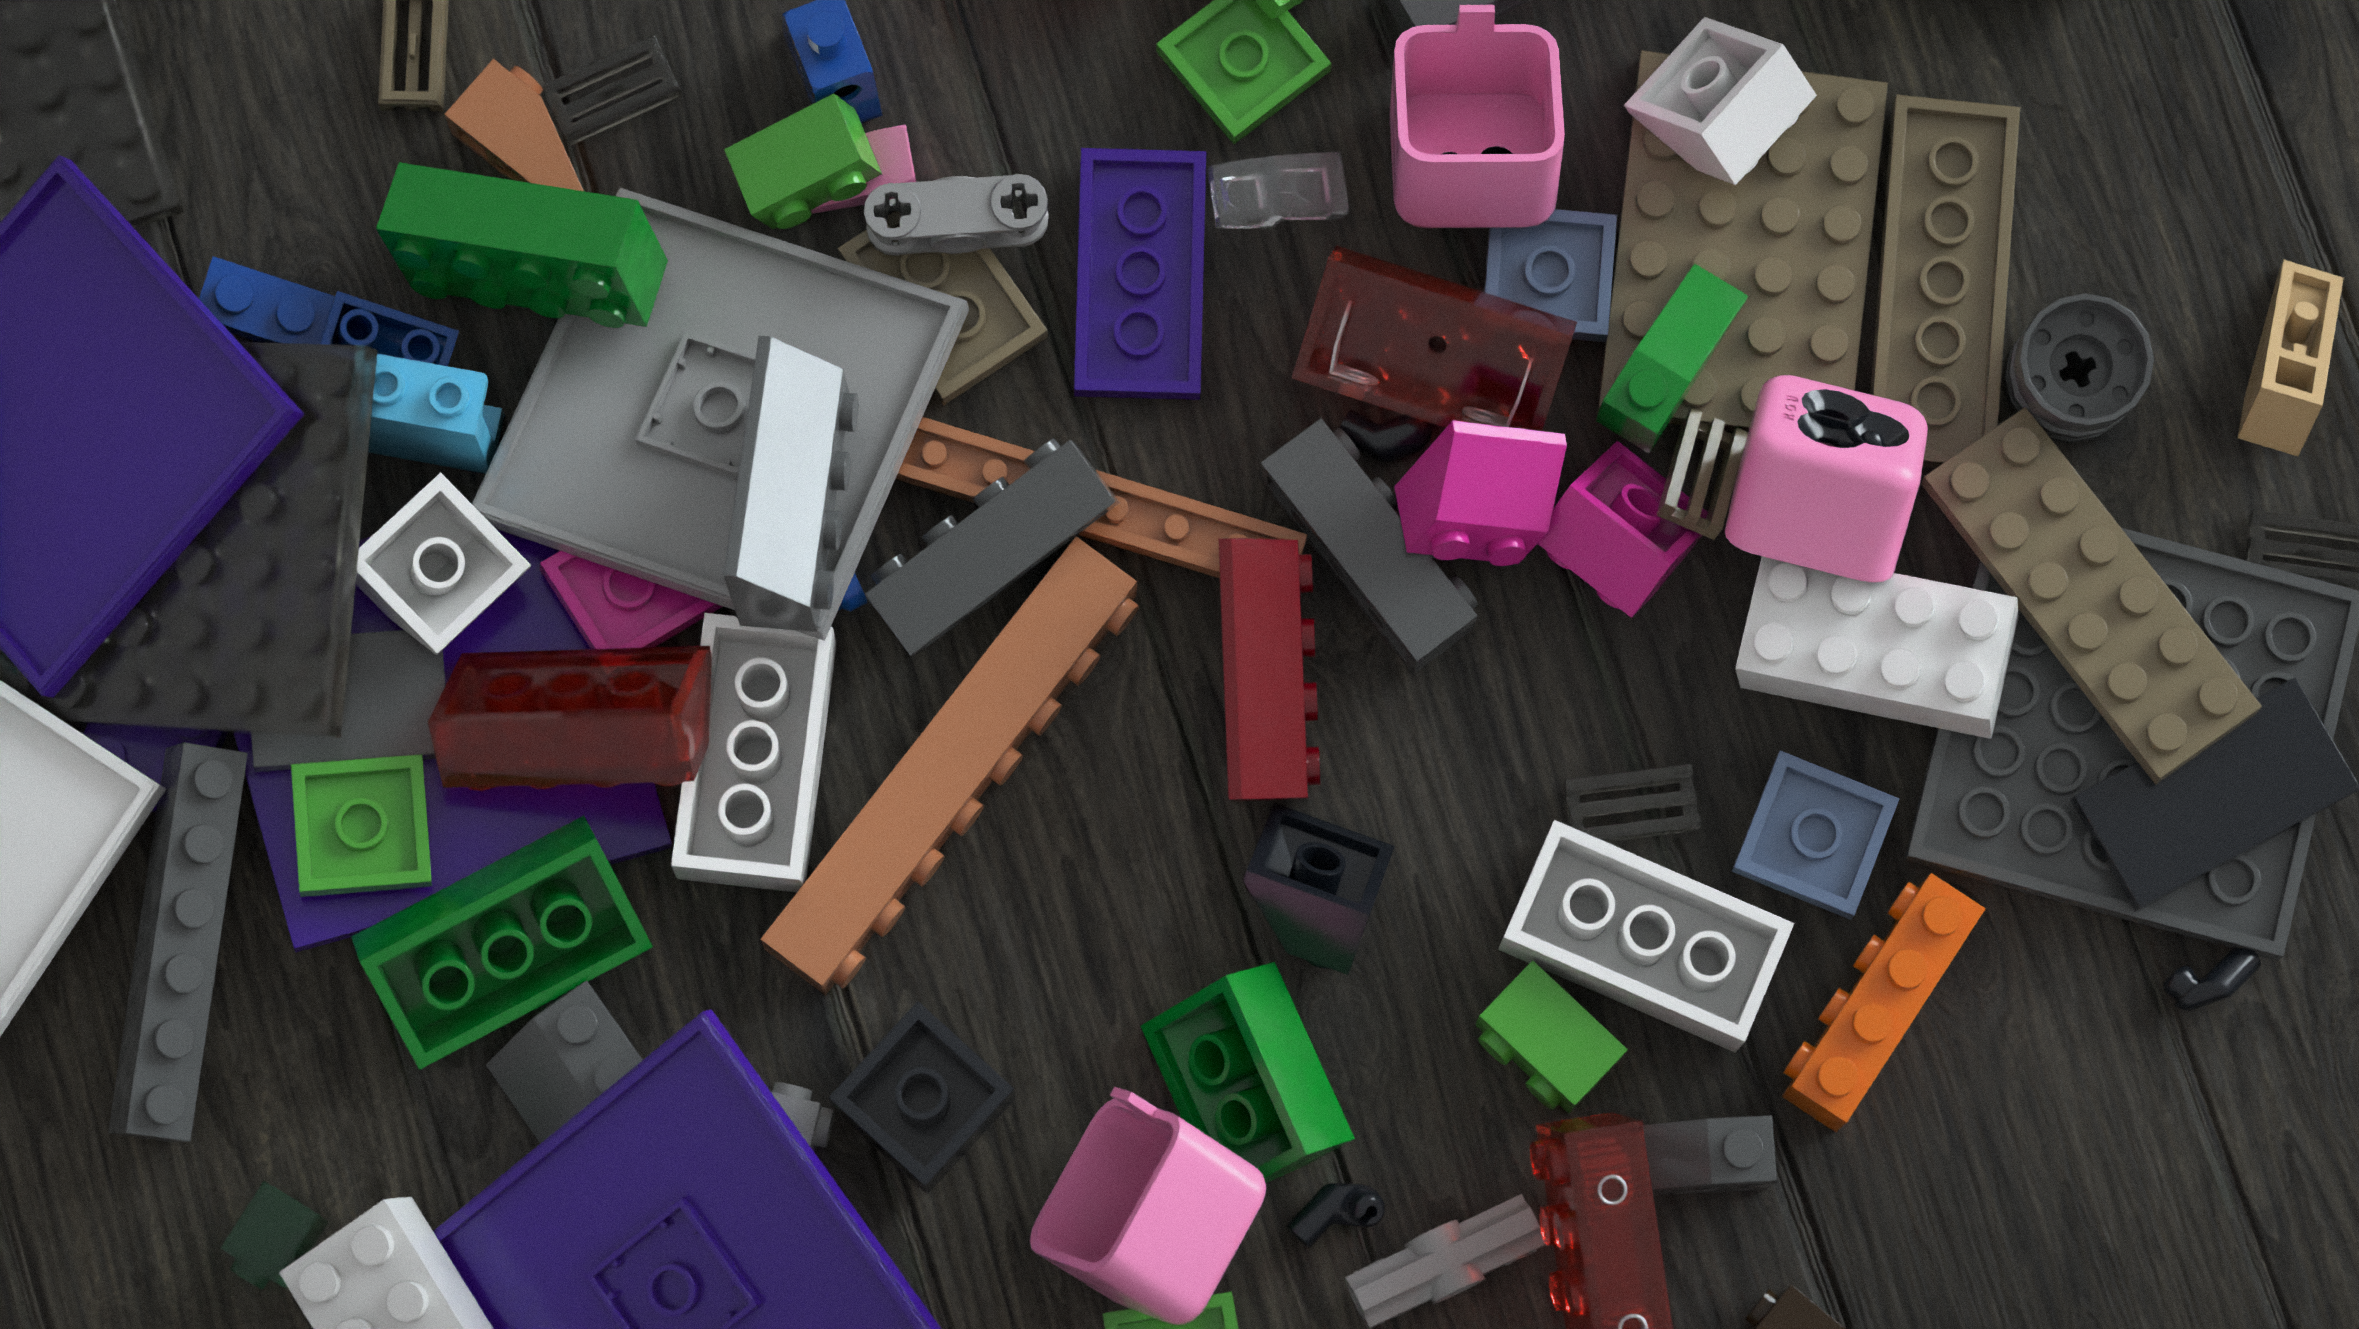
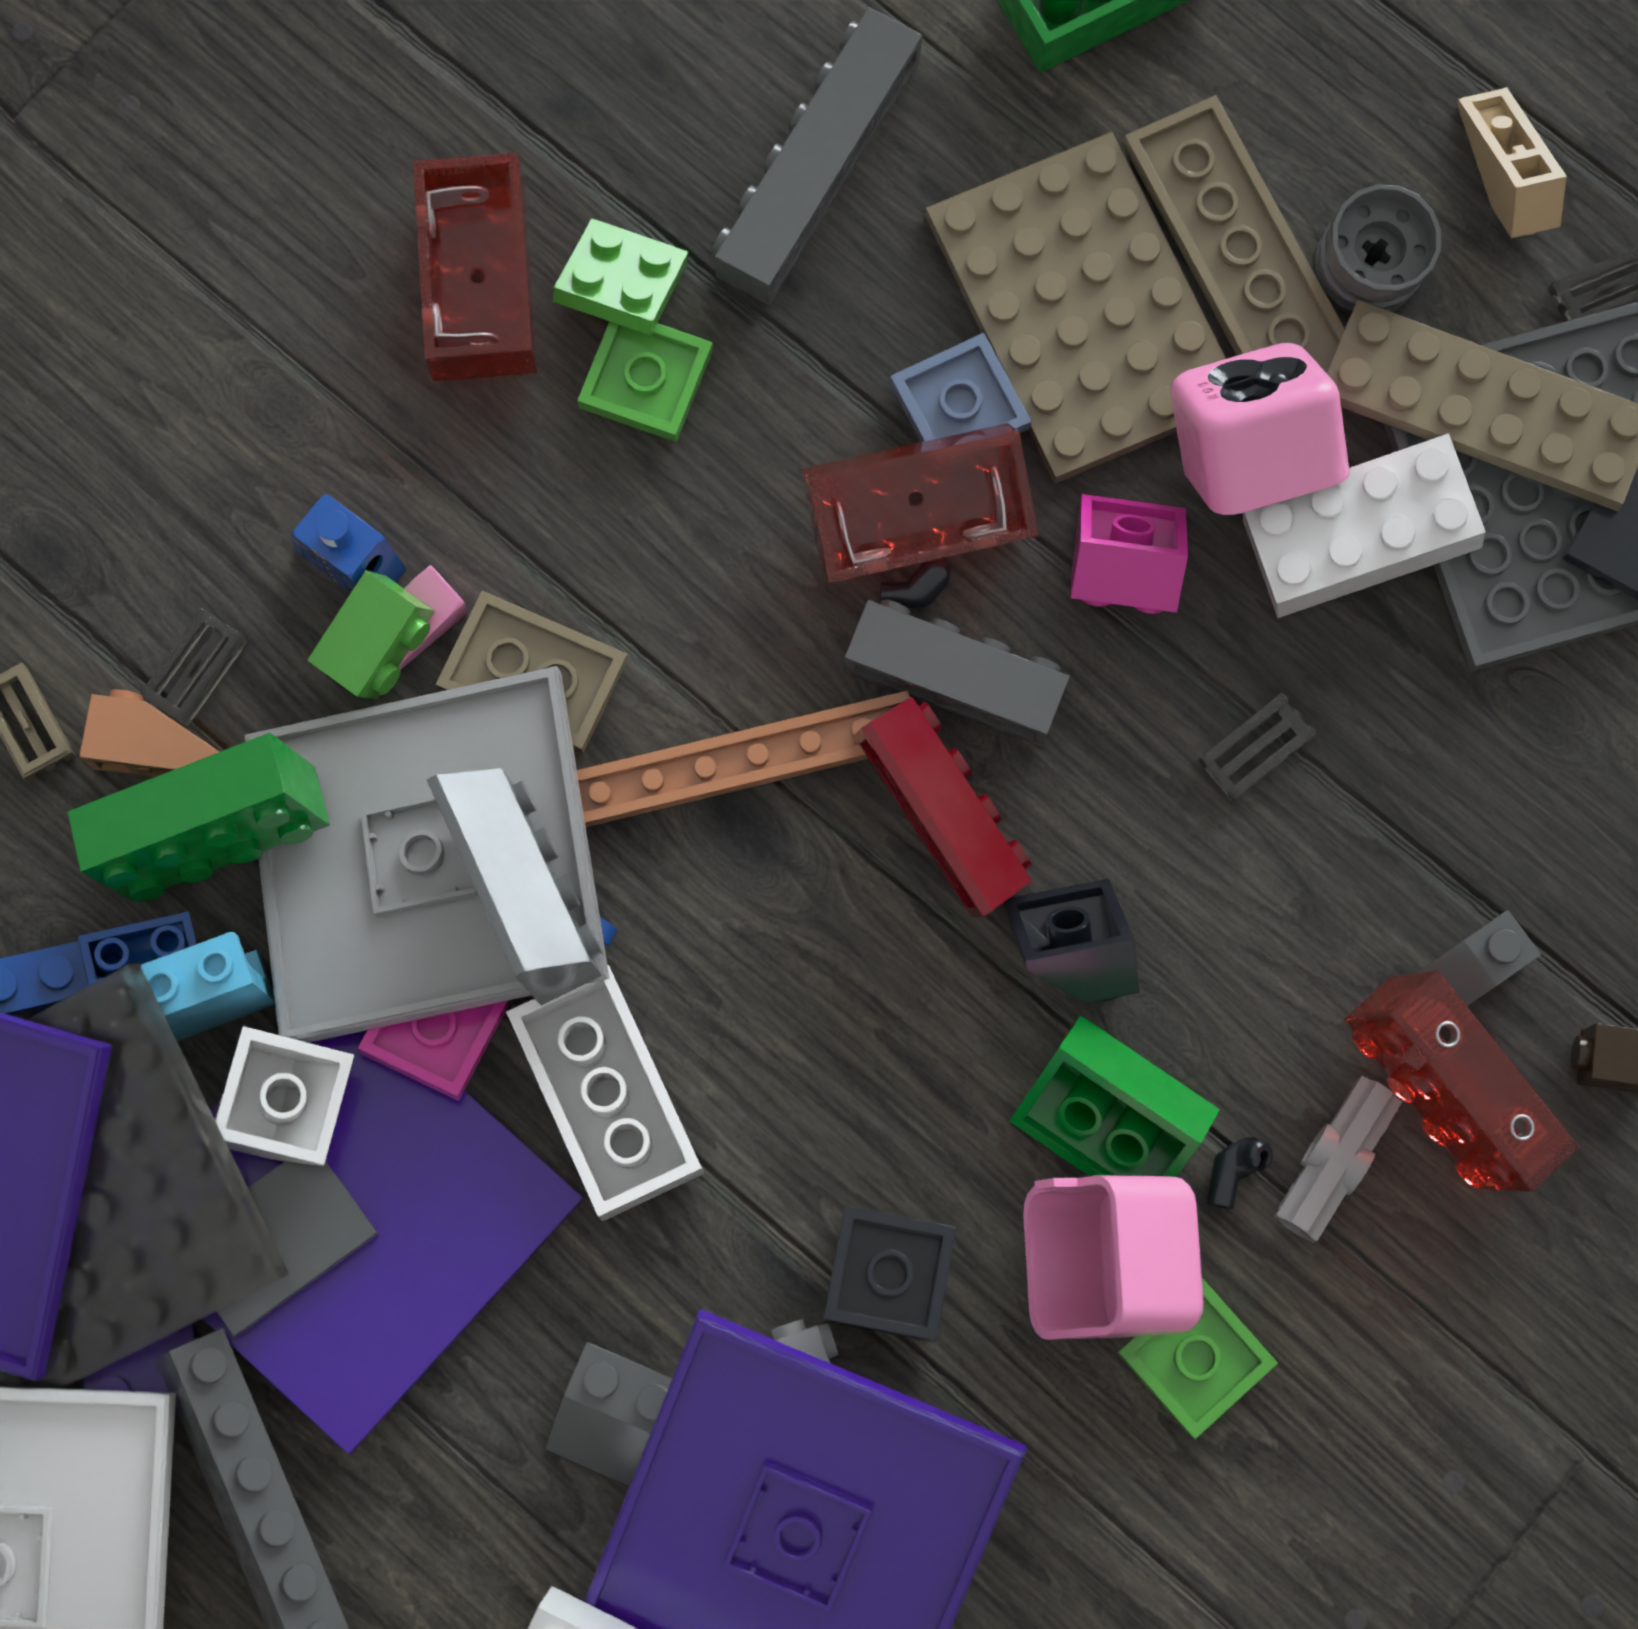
camera: 30 degrees left, 0 degrees up
(361, 825) = (343, 1329): bright green plate -> none
(501, 942) = (503, 1353): green brick -> none
(574, 717) = (456, 1150): clear red slope -> none
(951, 766) = (754, 1017): nougat brick -> none
(956, 214) = (510, 607): light grey piece -> none
(990, 547) = (687, 836): dark grey brick -> none
(1140, 274) = (668, 574): dark purple plate -> none
(1278, 189) = (728, 455): clear slope -> none
(1458, 103) = (827, 308): bright pink piece -> none
(1481, 493) = (1019, 585): dark pink slope -> none
(1548, 1039) = (1309, 951): bright green brick -> none
(1646, 936) = (1333, 834): white brick -> none
(1670, 358) = (1089, 412): green slope -> none
(1714, 438) = (1178, 475): dark tan tile -> none
(1722, 99) = (1009, 205): white slope -> none
(1815, 835) = (1400, 690): sand blue plate -> none
(1882, 1003) = (1525, 781): orange brick -> none

